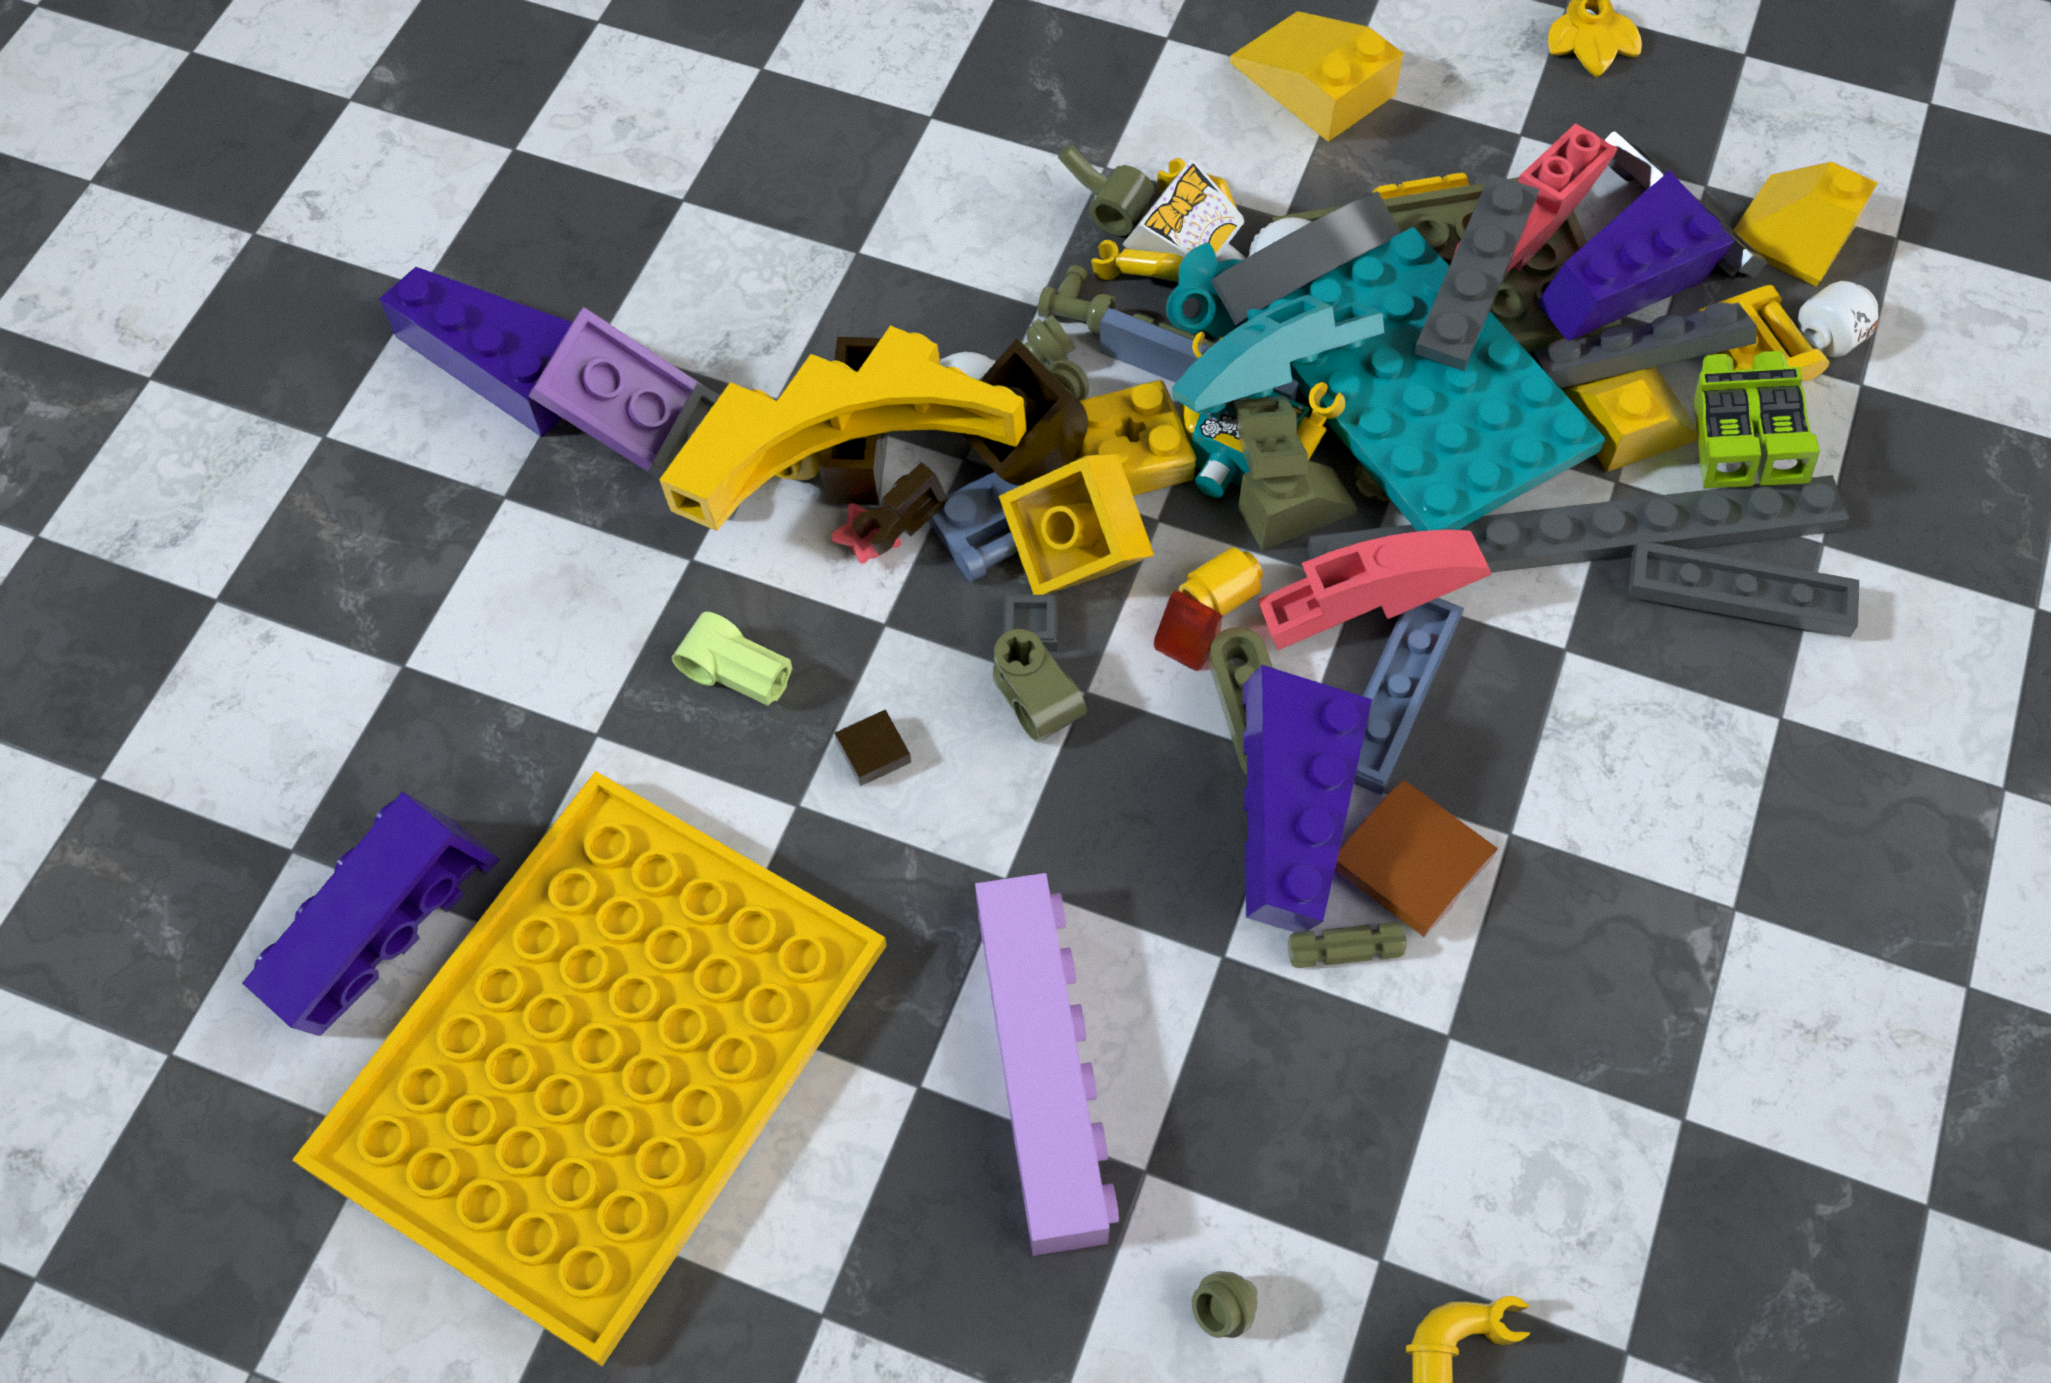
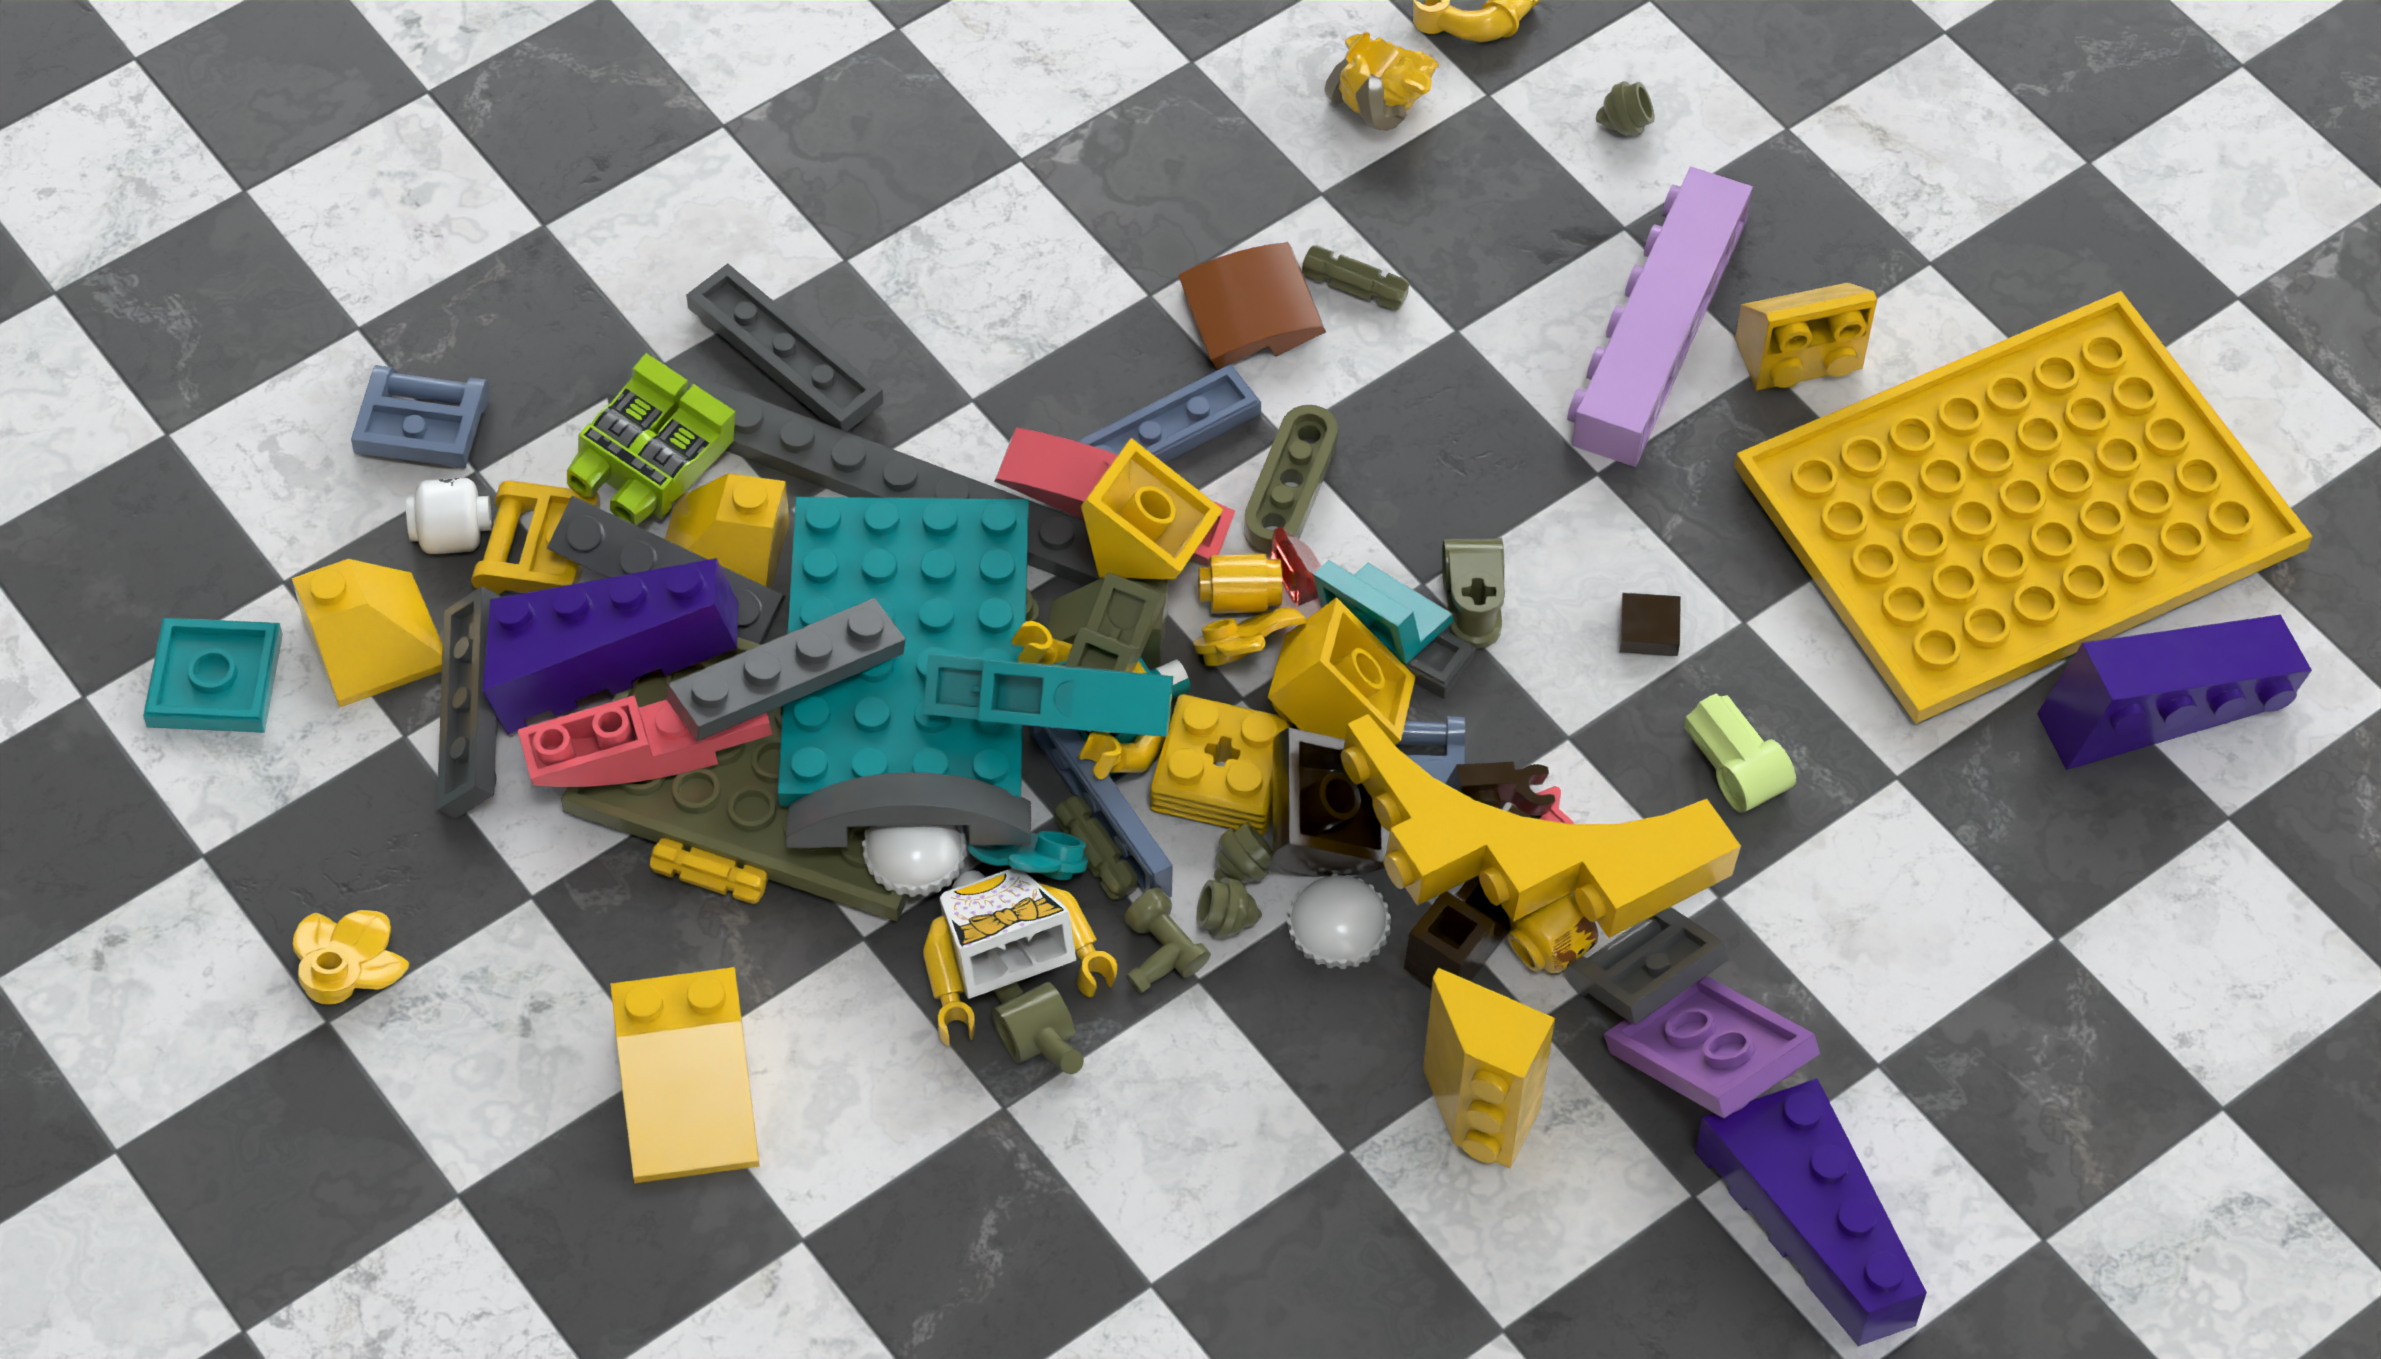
camera: 150 degrees left, 5 degrees down
(776, 270) = (1485, 1066): none -> yellow slope
(889, 1100) = (1805, 334): none -> yellow slope
(1097, 620) = (1385, 606): none -> panel
(1181, 535) = (1228, 642): none -> yellow plate
(1300, 780) = (1321, 360): dark purple wedge -> none
(1317, 525) = (1145, 517): none -> yellow slope
(1482, 1173) = (1380, 80): none -> hair
(1871, 143) = (213, 675): none -> teal tile
(1937, 369) = (419, 428): none -> sand blue plate

